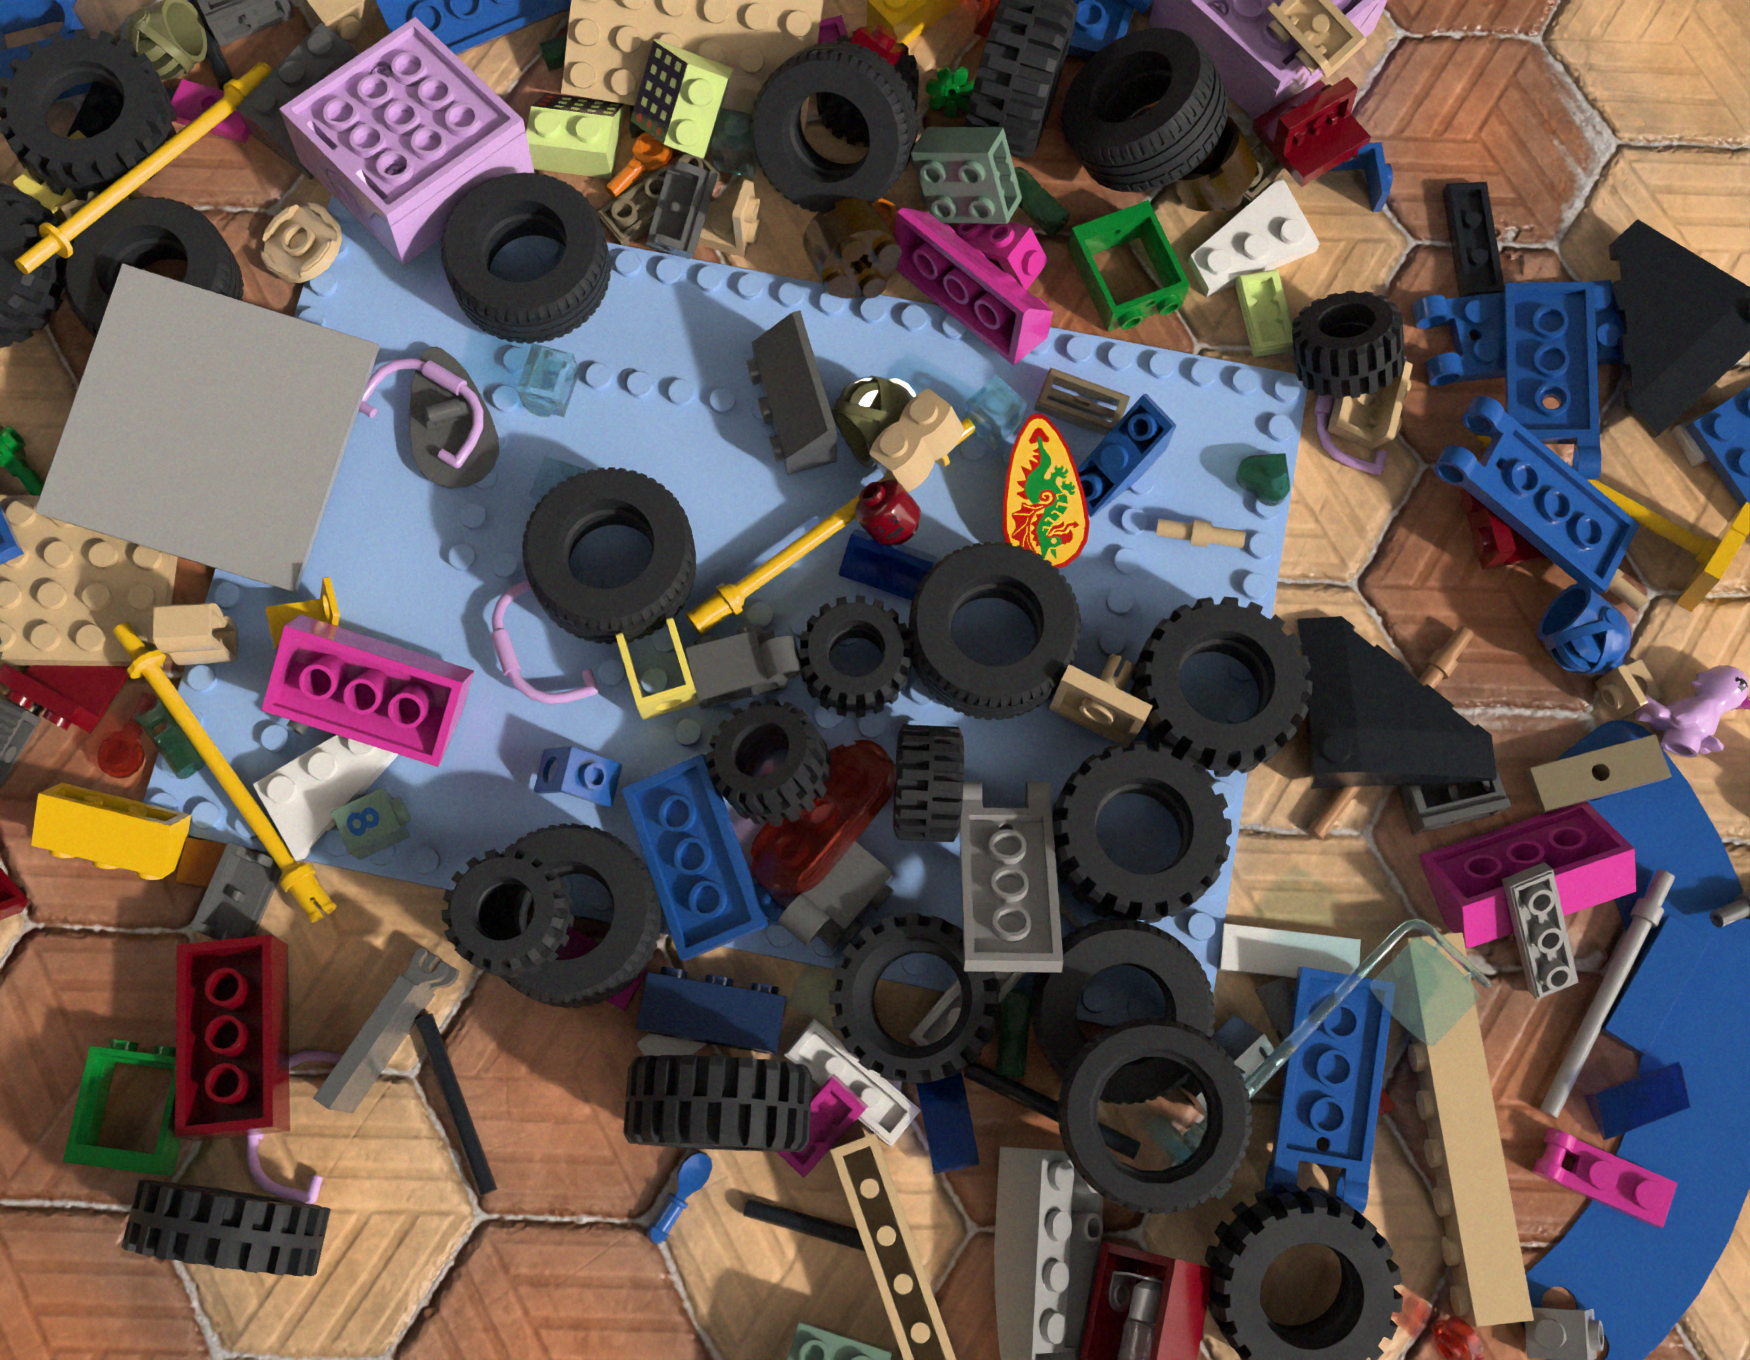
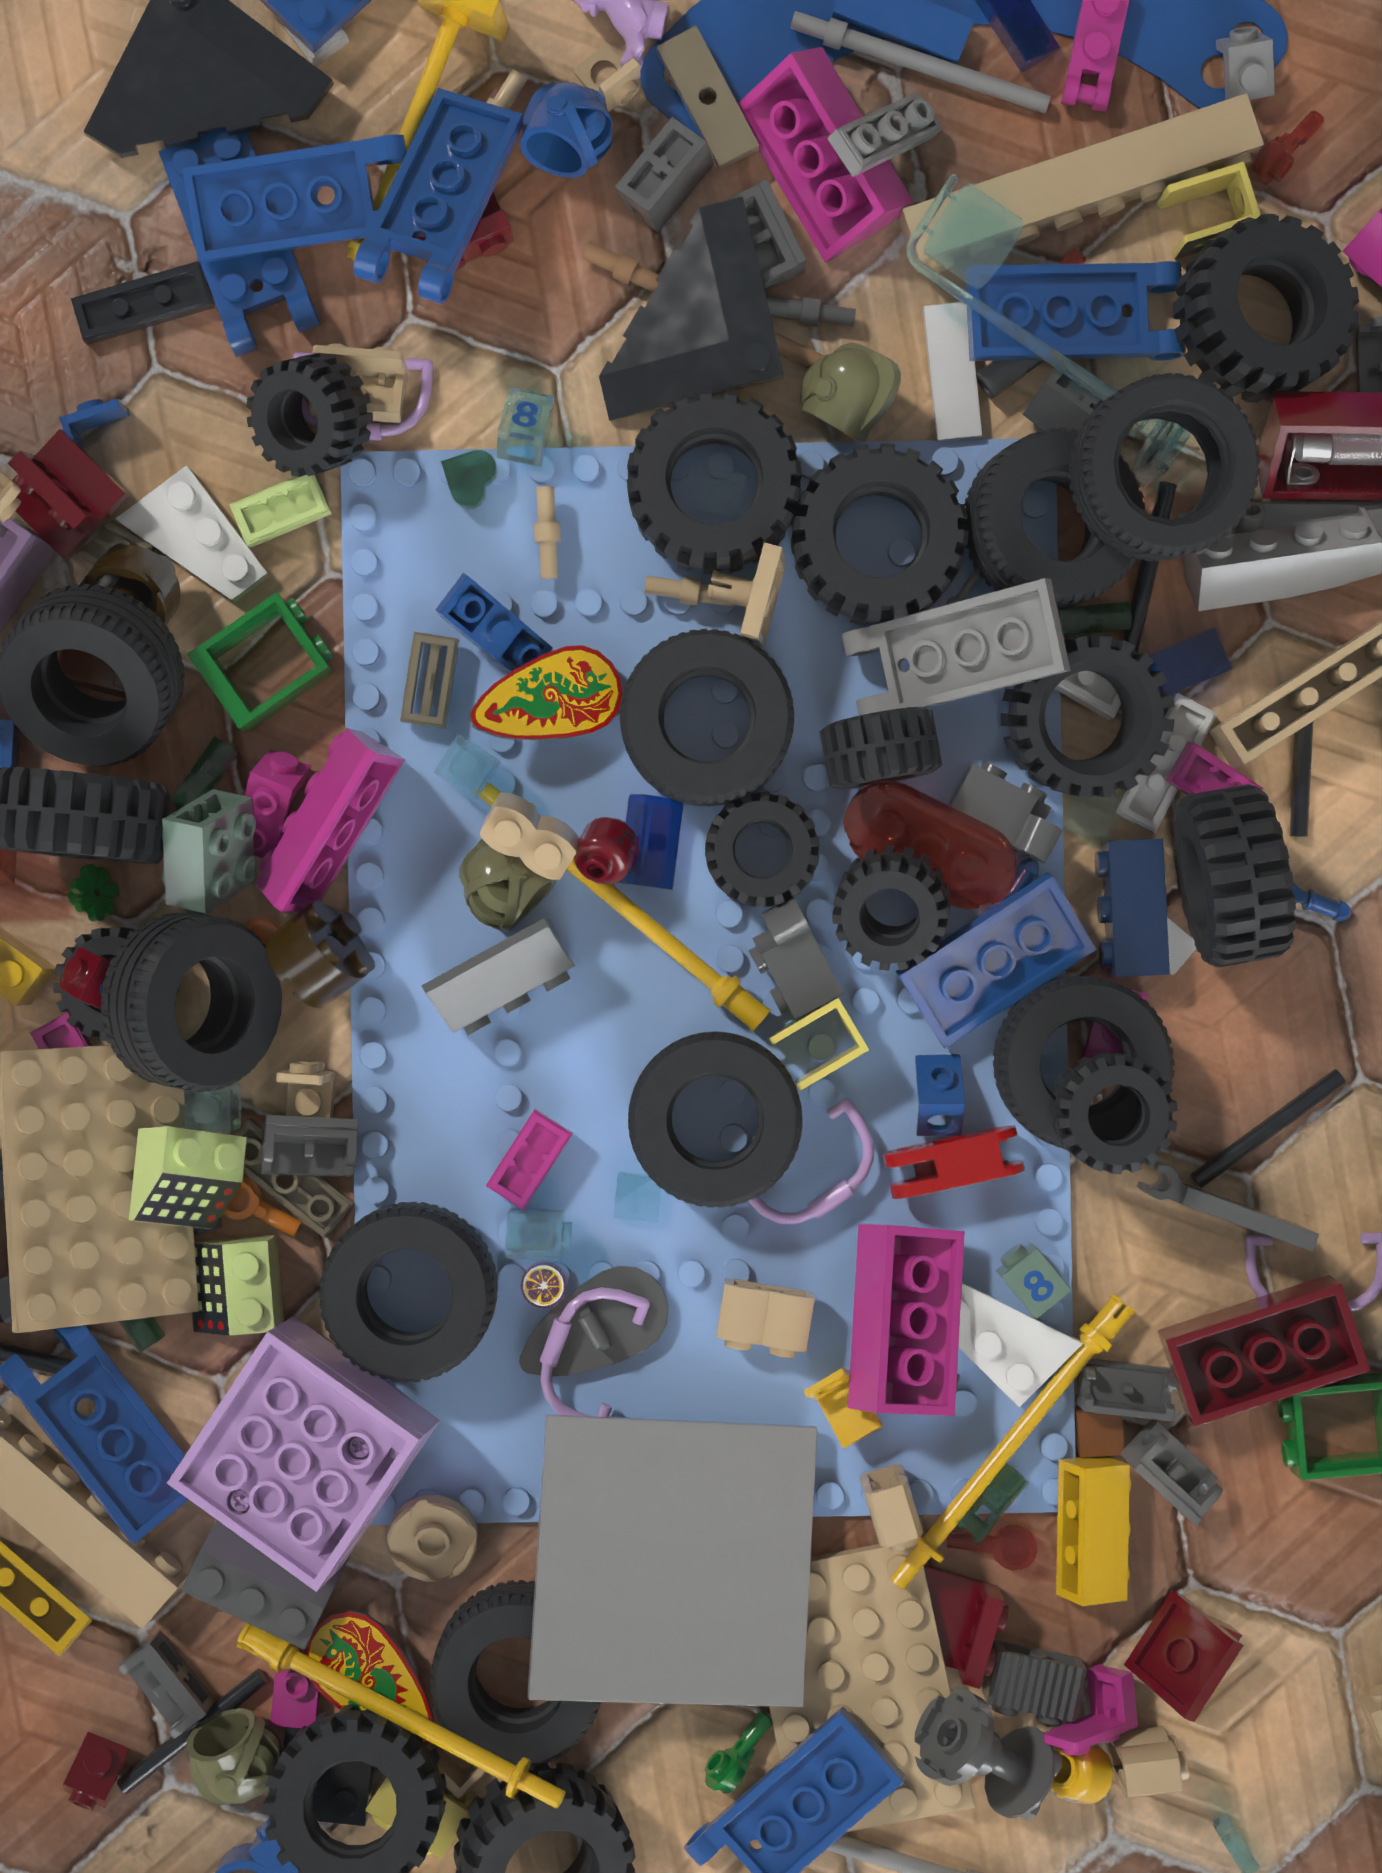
camera: 100 degrees left, 15 degrees up
(141, 922) = (1173, 1471): none -> dark grey hinge
(209, 165) = (369, 1655): none -> shield
(412, 566) = (765, 1317): none -> tan brick
(499, 381) = (543, 1284): none -> clear pink tile
(507, 773) = (953, 1162): none -> red piece
(618, 391) = (529, 1159): none -> dark pink plate
(1122, 642) = (689, 591): none -> tan bar
(1287, 839) = (851, 389): none -> olive helmet
(1304, 534) = (525, 427): none -> clear light blue brick
(1372, 829) = (811, 311): none -> dark grey bar
(1440, 1251) = (1230, 178): none -> light yellow piece
(1528, 717) = (665, 174): none -> dark grey hinge

